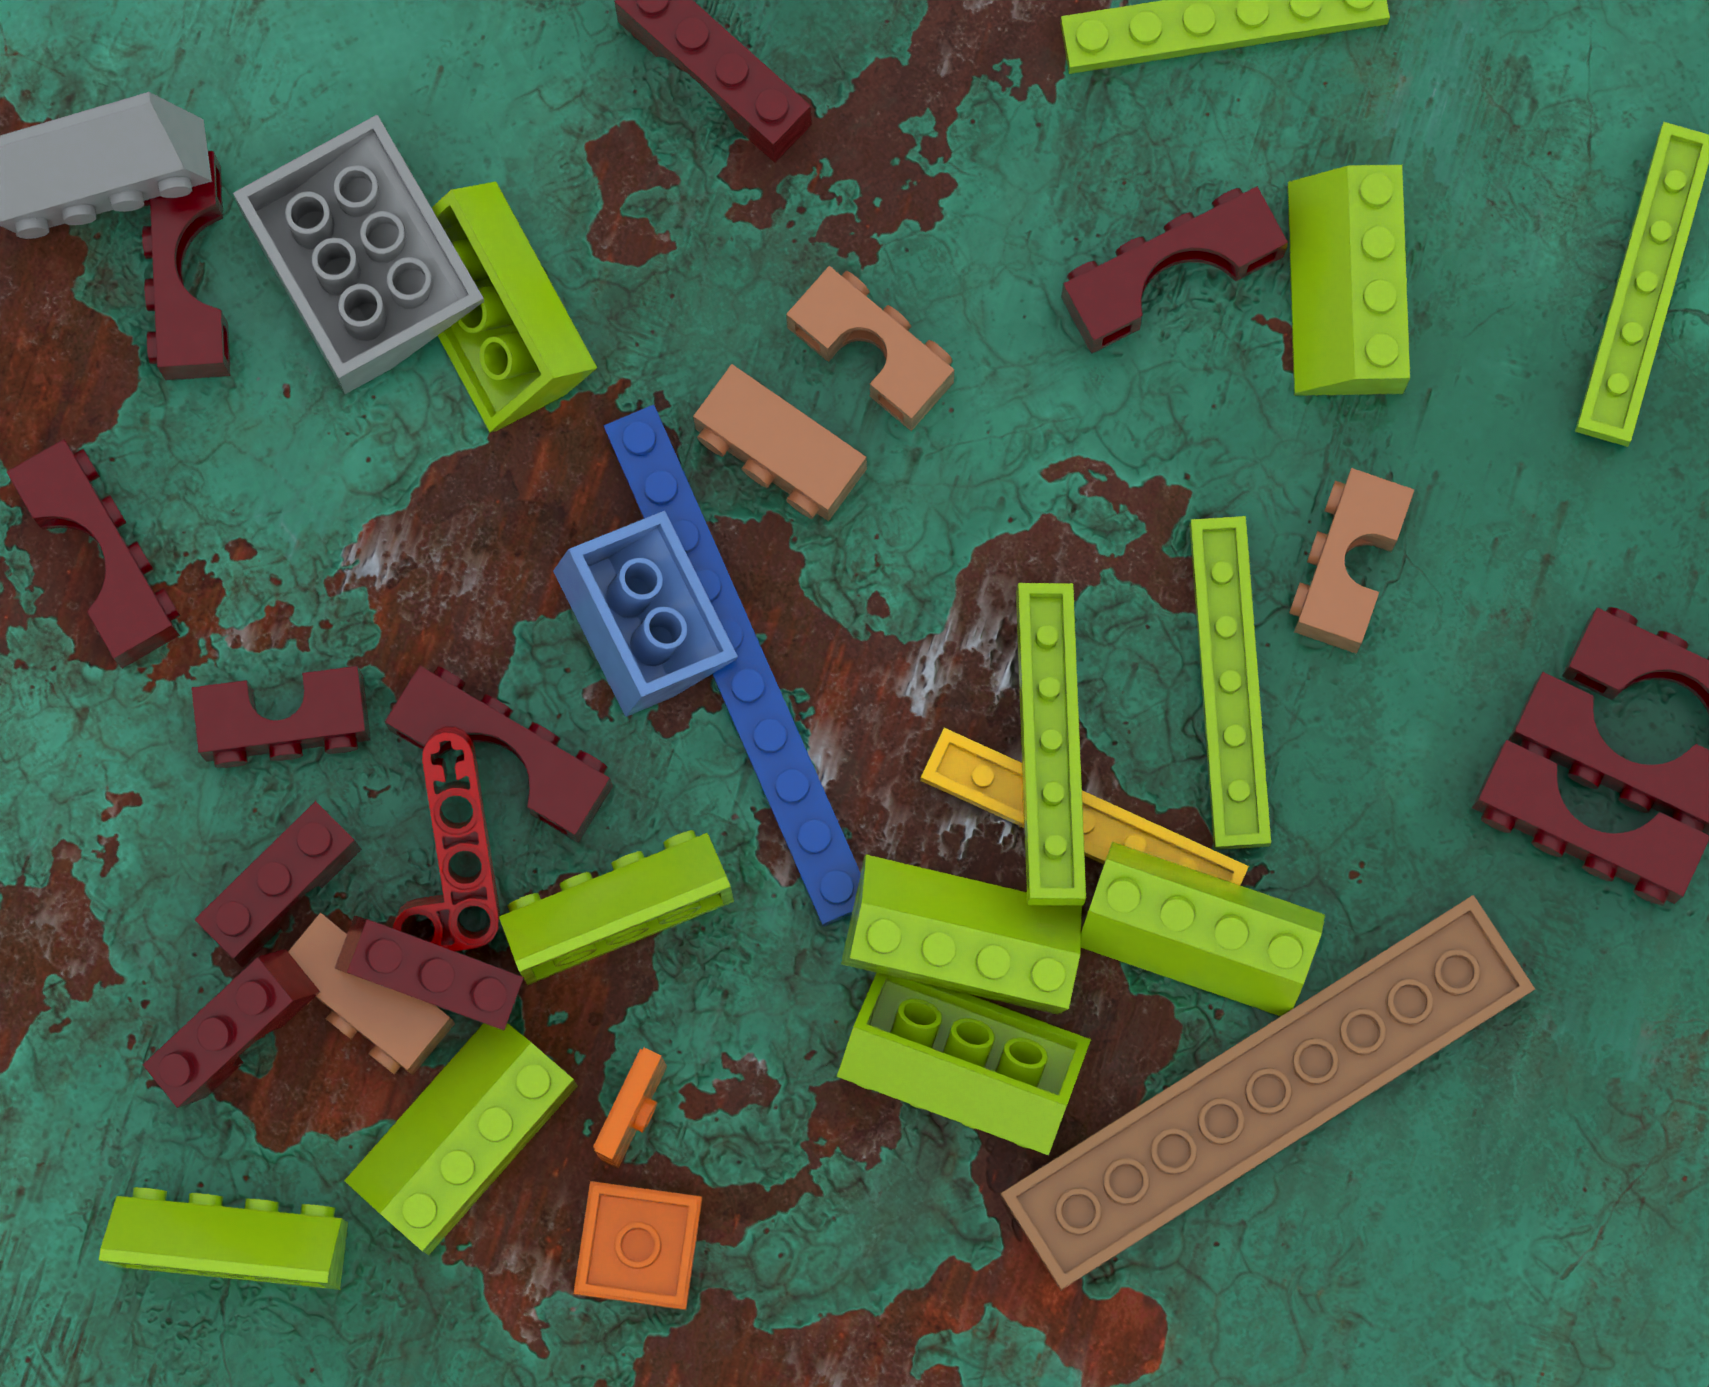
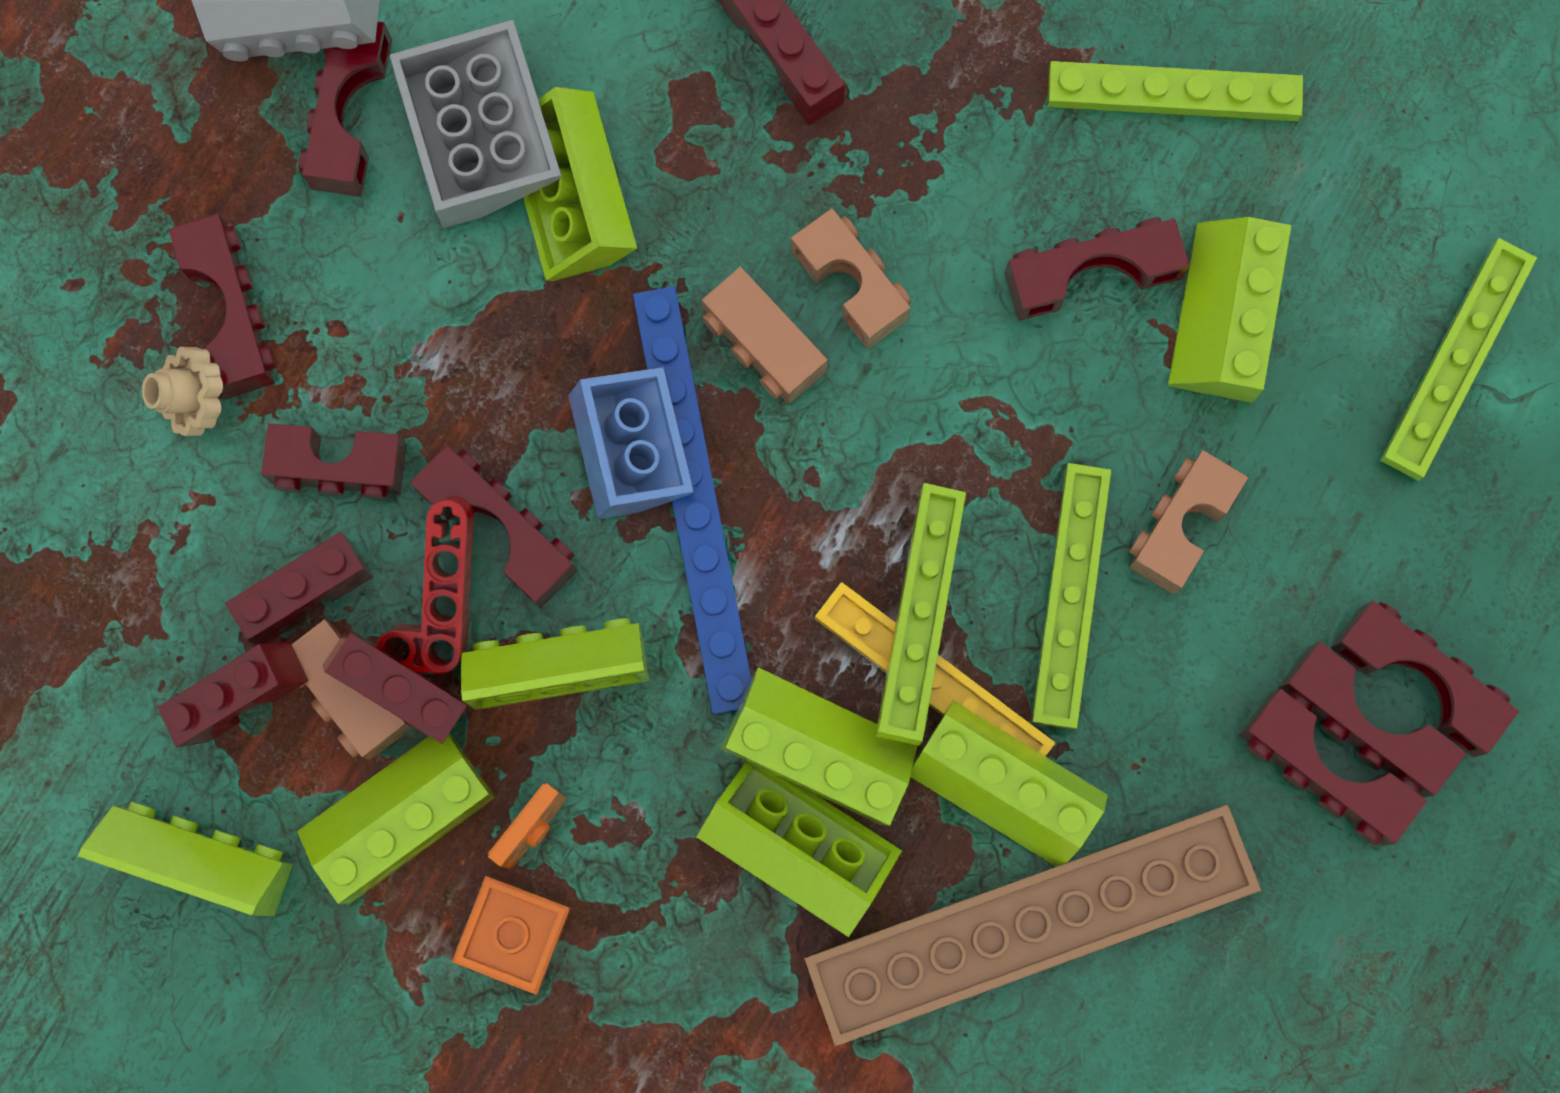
camera: 10 degrees right, 0 degrees up
(80, 669) = (186, 391): none -> tan plant

